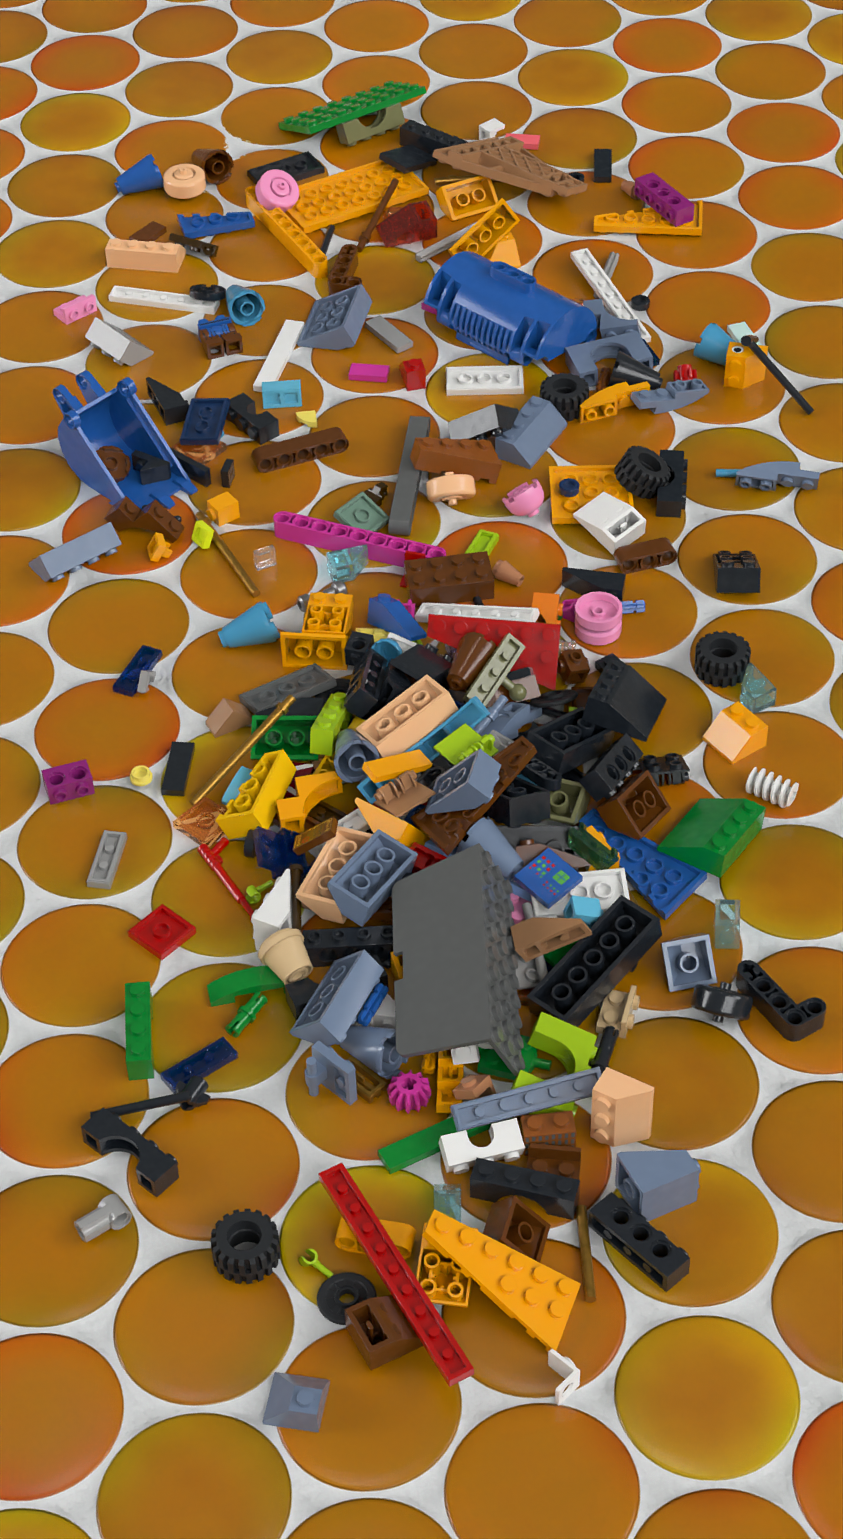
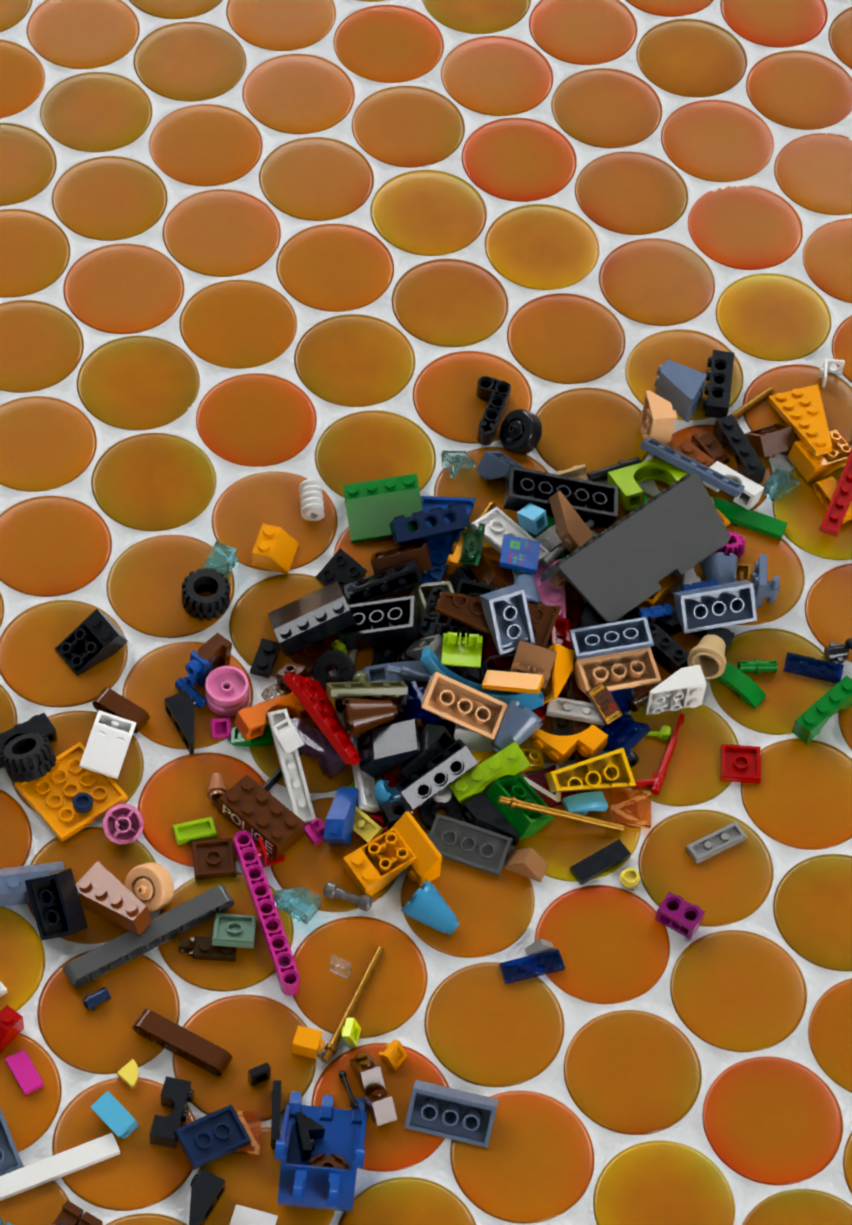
camera: 135 degrees left, 10 degrees up
(379, 941) = (655, 611): none -> blue axle
(387, 424) = (96, 999): none -> dark blue pin
(448, 539) = (213, 859): none -> reddish brown tile
(501, 606) = (288, 735): none -> white panel
(640, 616) = (209, 656): none -> hips
(650, 833) = (403, 536): none -> dark blue brick

